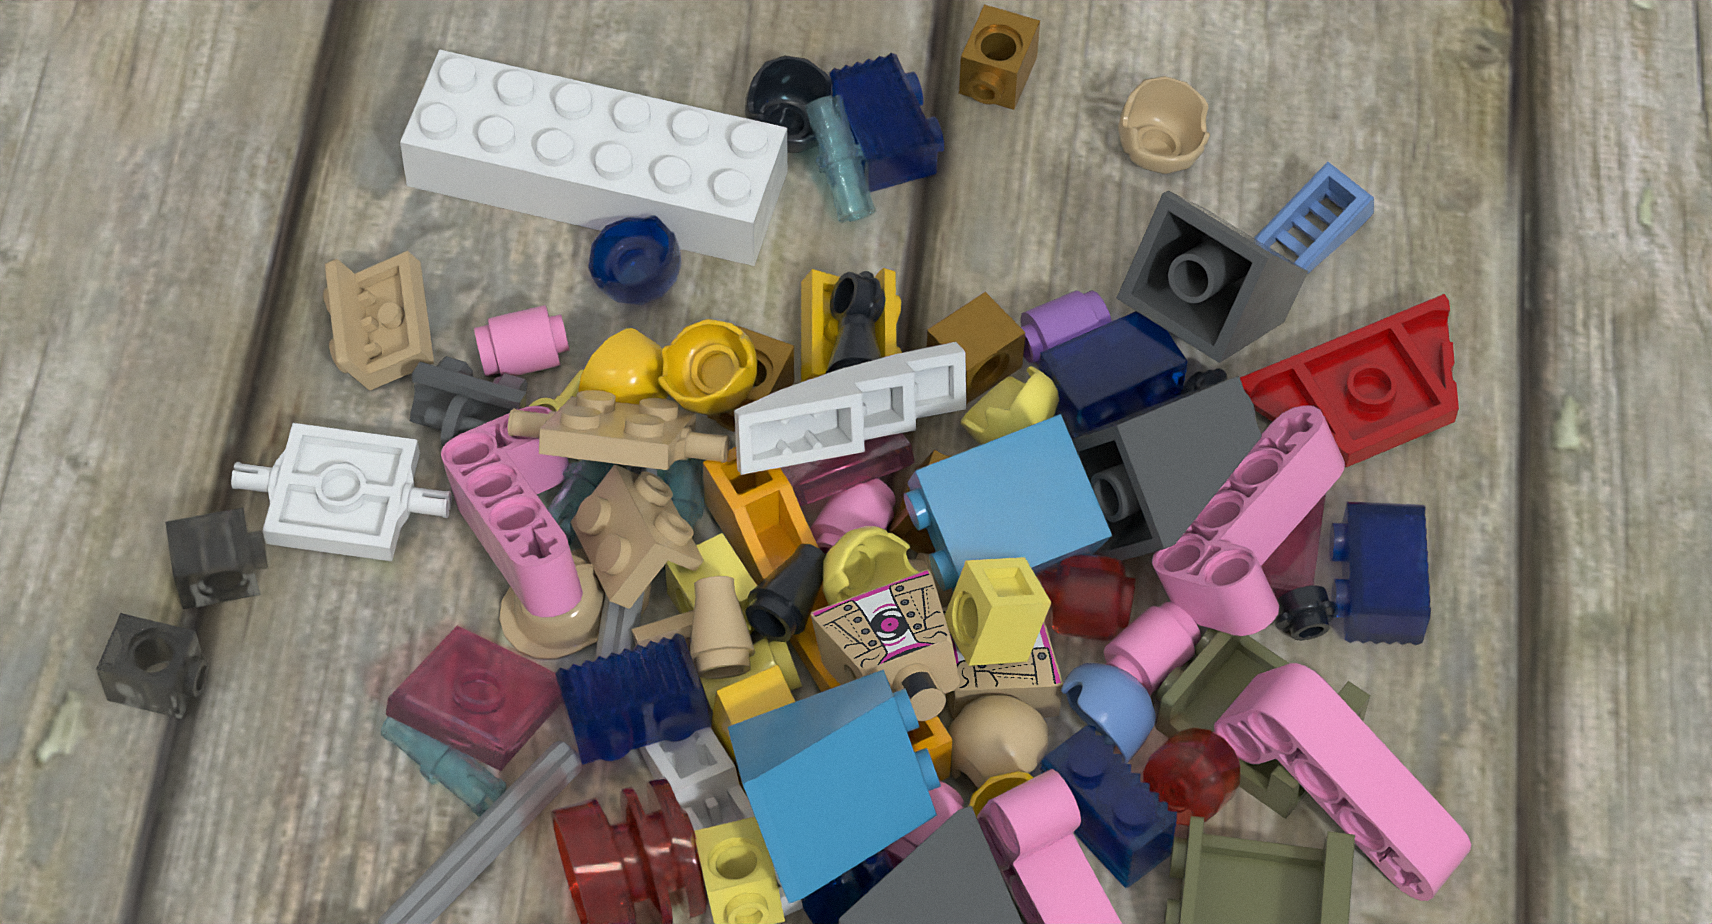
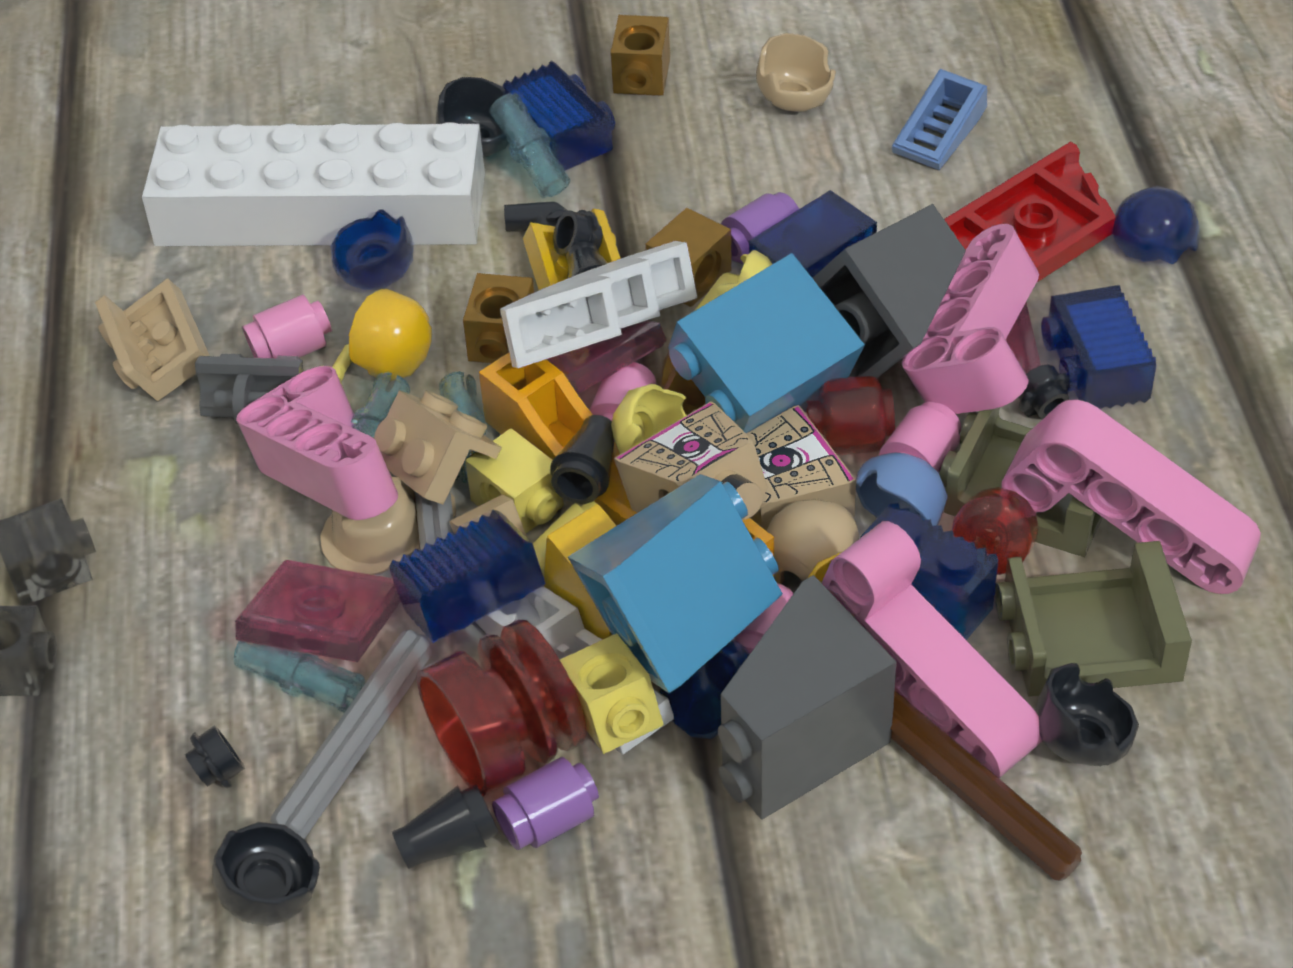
camera: 10 degrees left, 10 degrees down
(338, 838) = (213, 757): none -> black plate
(341, 491) = (150, 477): white plate -> none
(619, 433) = (419, 355): tan plate -> none
(709, 367) = (464, 298): yellow hair -> none
(719, 630) = (531, 497): tan cone -> none
(833, 252) = (520, 215): none -> black arm
(996, 611) = (785, 421): light yellow brick -> none
(1208, 279) = (877, 147): dark grey slope -> none
(1504, 426) = (1156, 225): none -> clear blue hair

